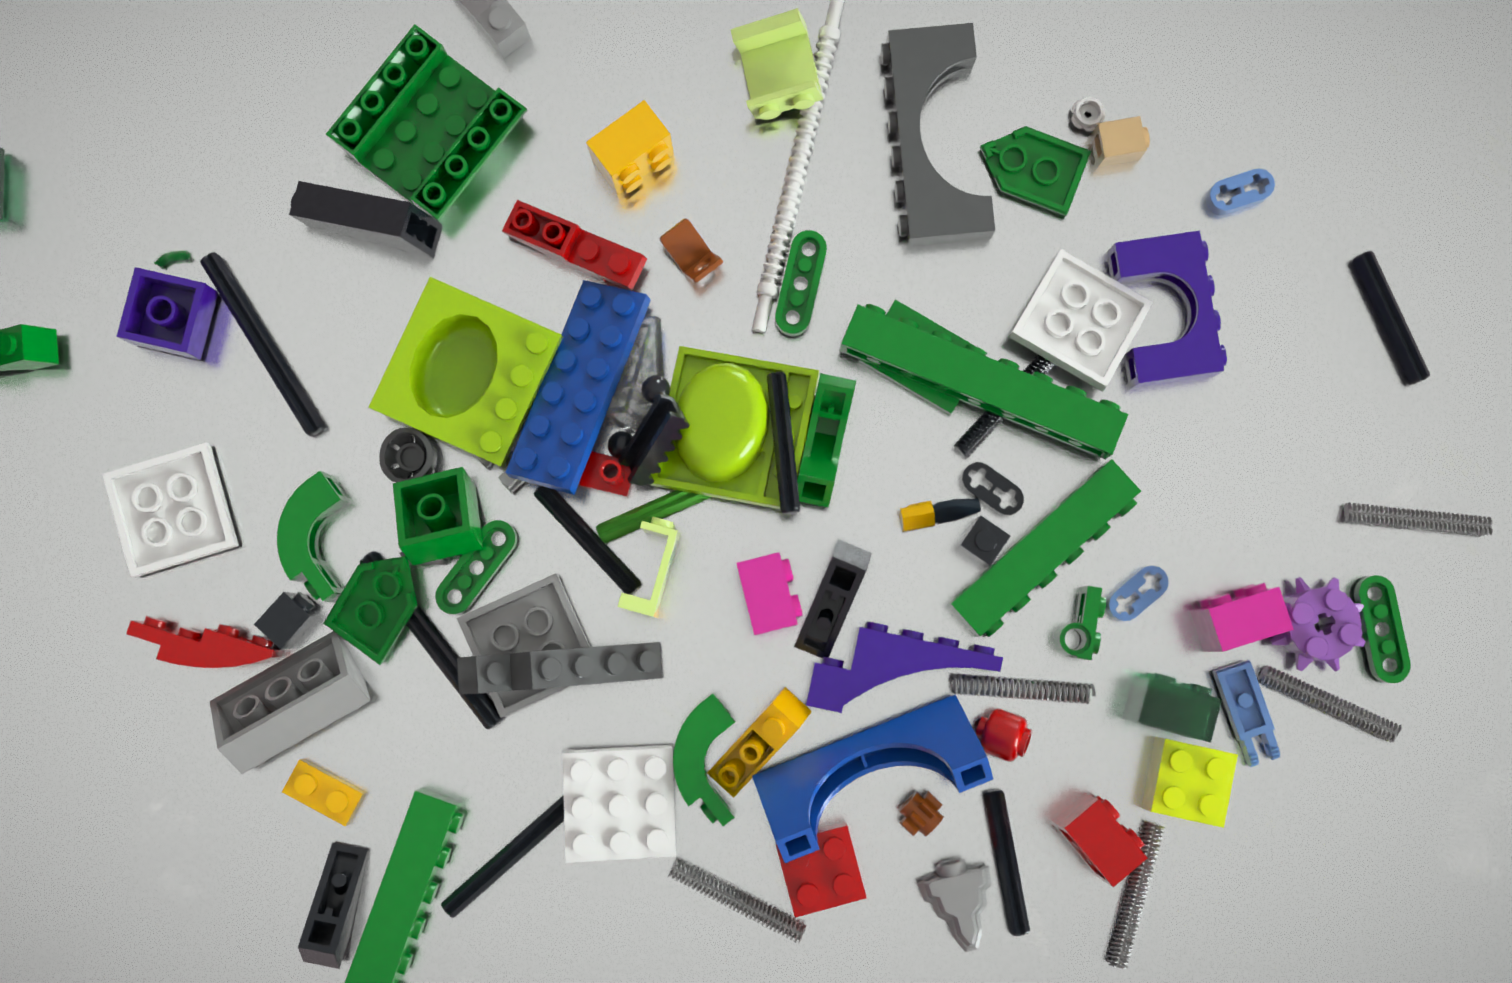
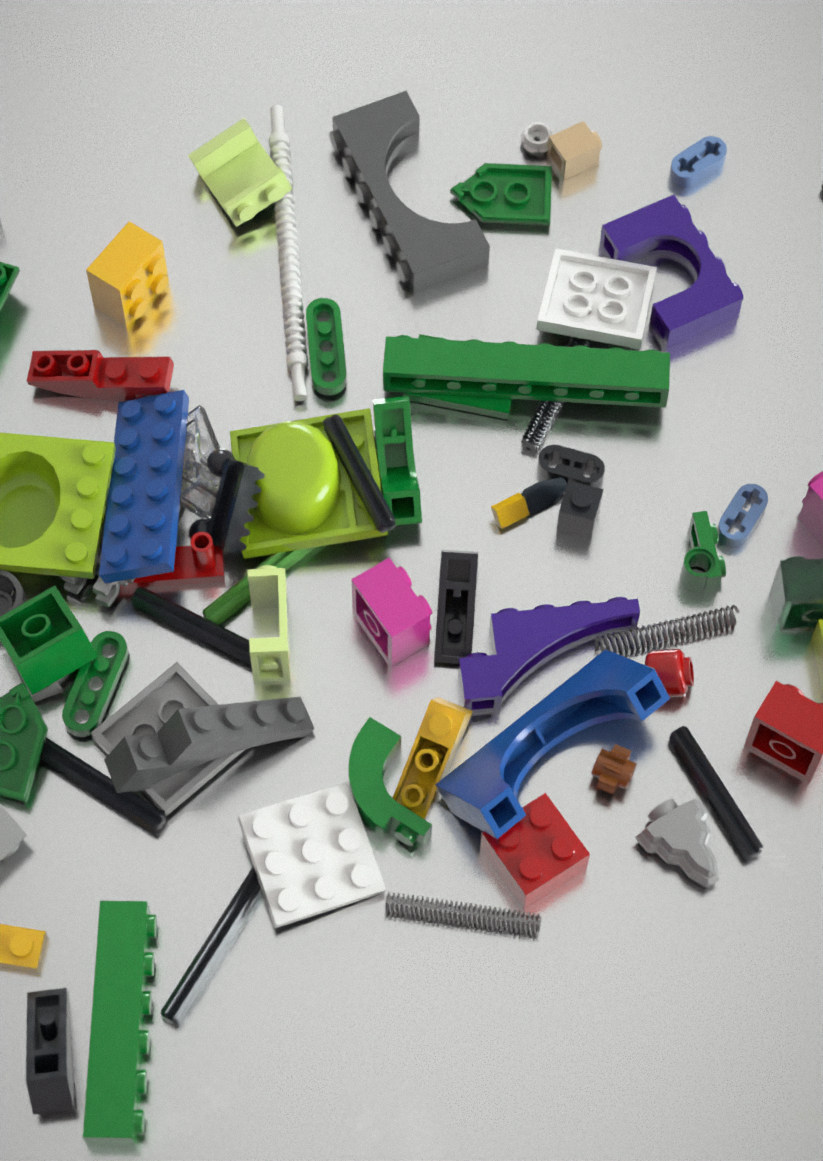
camera: 20 degrees left, 20 degrees down
(689, 251) = (210, 348): dark orange bracket -> none
(1044, 548) = (638, 501): green brick -> none

